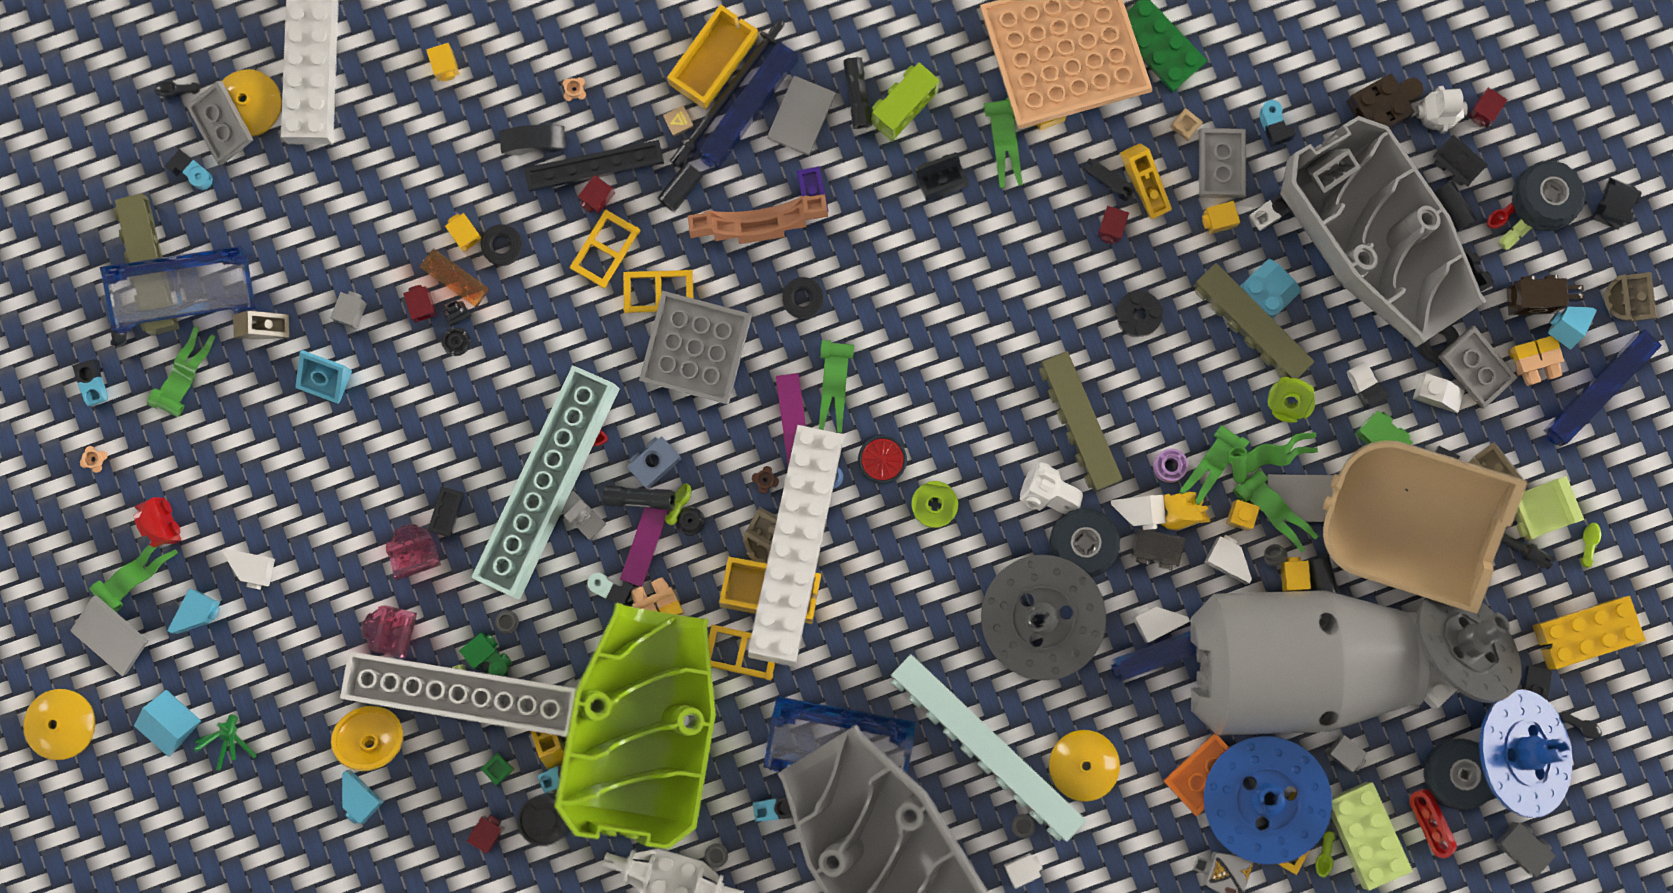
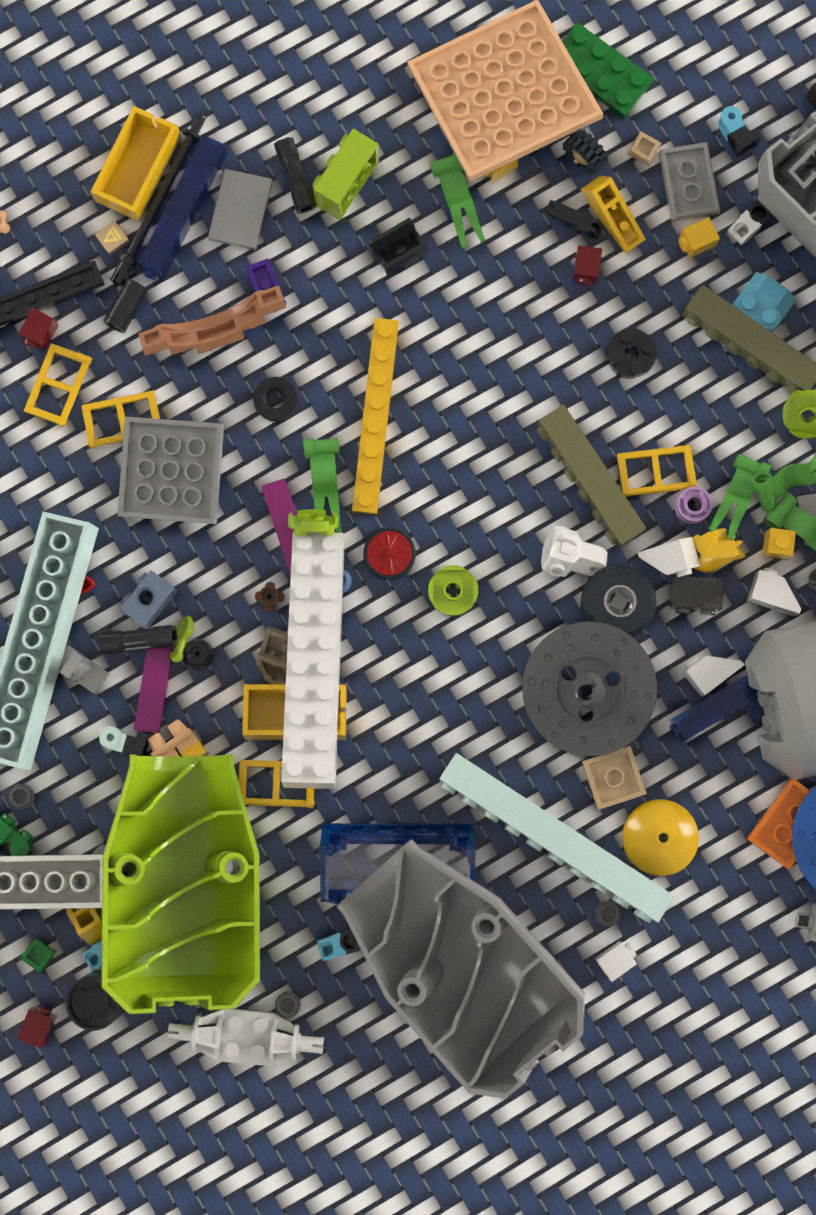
camera: 10 degrees left, 0 degrees up
(817, 418) = (313, 521): none -> lime plate
(892, 330) = (375, 416): none -> yellow plate
(1051, 703) = (613, 778): none -> tan plate
(1130, 119) = (585, 151): none -> black wheel
(1173, 412) = (654, 453): none -> yellow window

